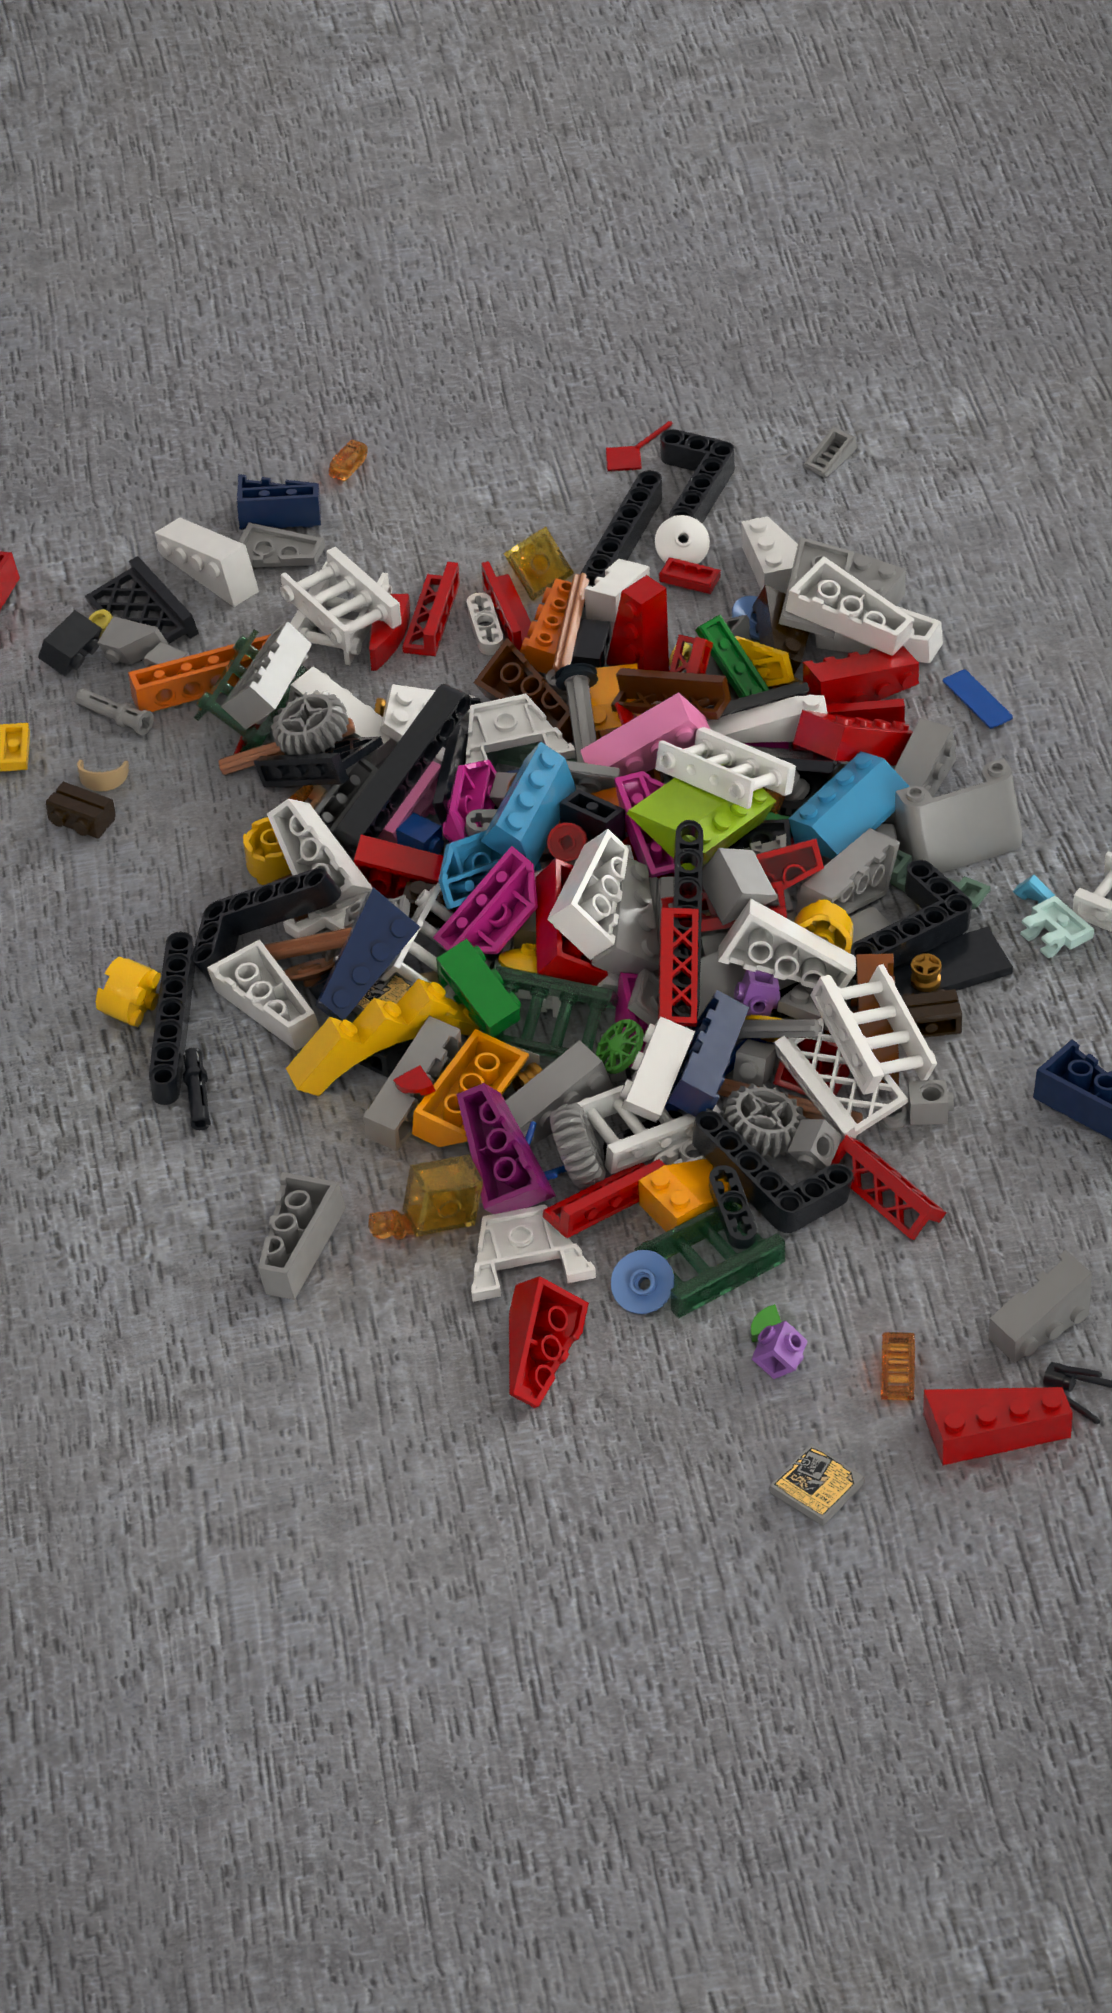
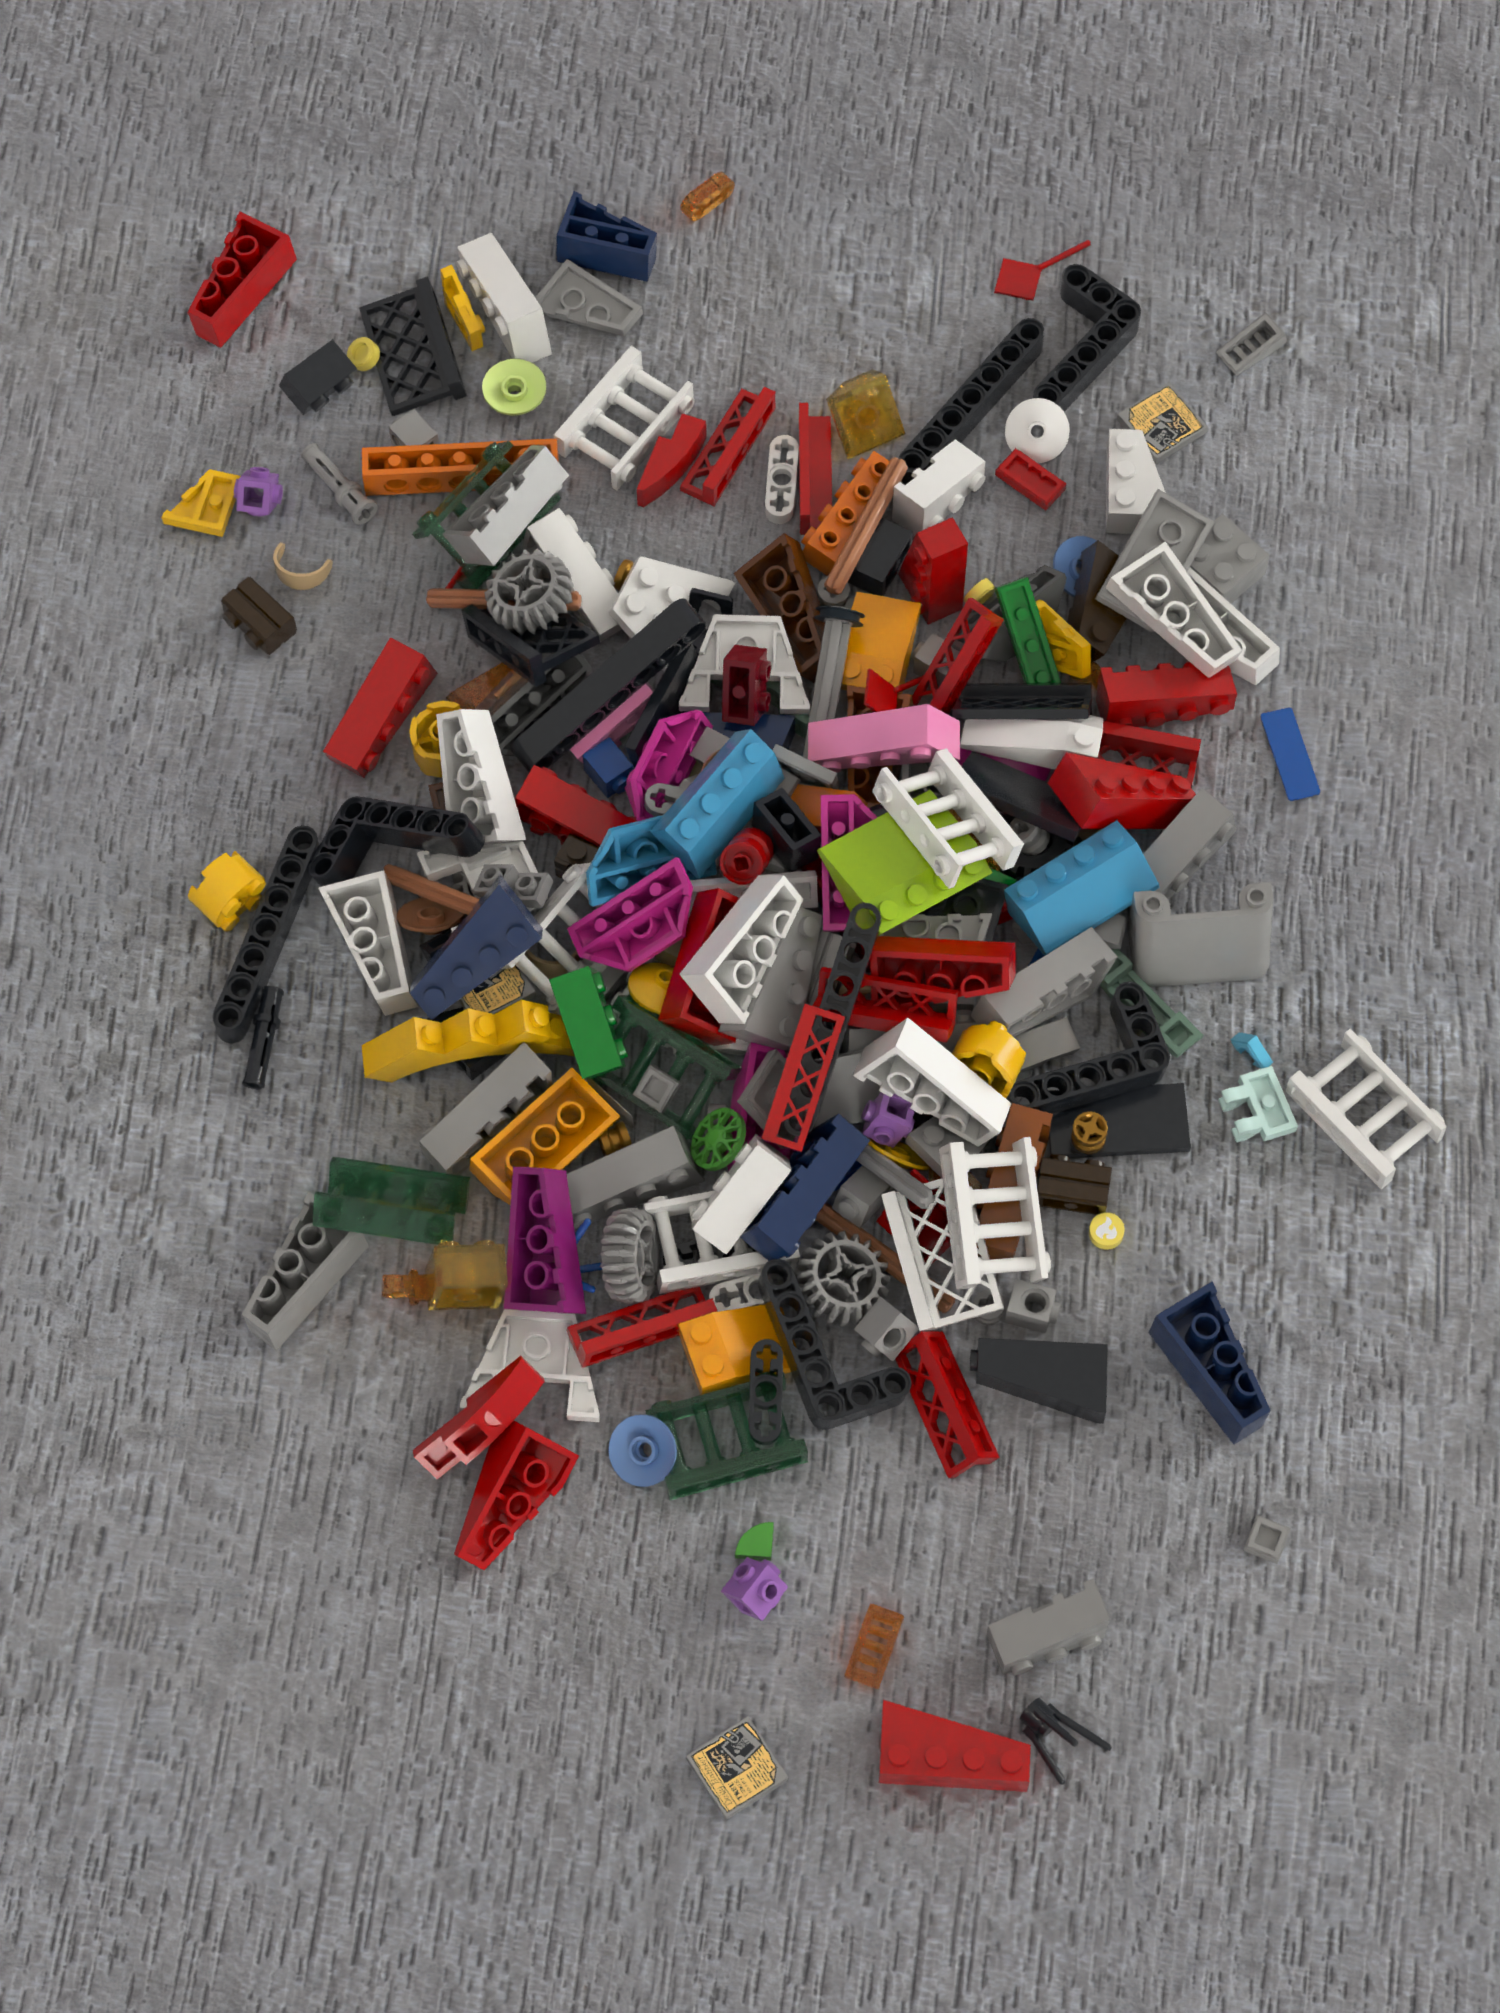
camera: 15 degrees right, 20 degrees up
(46, 716) = (251, 499): none -> medium lavender brick
(128, 640) = (380, 394): light grey slope -> none
(173, 571) = (461, 309): none -> yellow wing
(210, 840) = (380, 707): none -> red wedge
(237, 613) = (514, 376): none -> yellowish green dish
(351, 580) = (645, 392): white fence -> none
(355, 1160) = (391, 1201): none -> clear green fence
(414, 1082) = (483, 1123): red tile -> none
(495, 1291) = (482, 1421): none -> red slope
(515, 736) = (745, 685): none -> dark red brick
(552, 1029) = (657, 1088): none -> light grey tile
(654, 686) = (937, 667): reddish brown fence -> none
(732, 880) = (903, 986): light grey slope -> none
(786, 512) = (1165, 422): none -> tile
(960, 1143) = (1046, 1372): none -> black slope
(967, 1040) = (1106, 1231): none -> light yellow tile

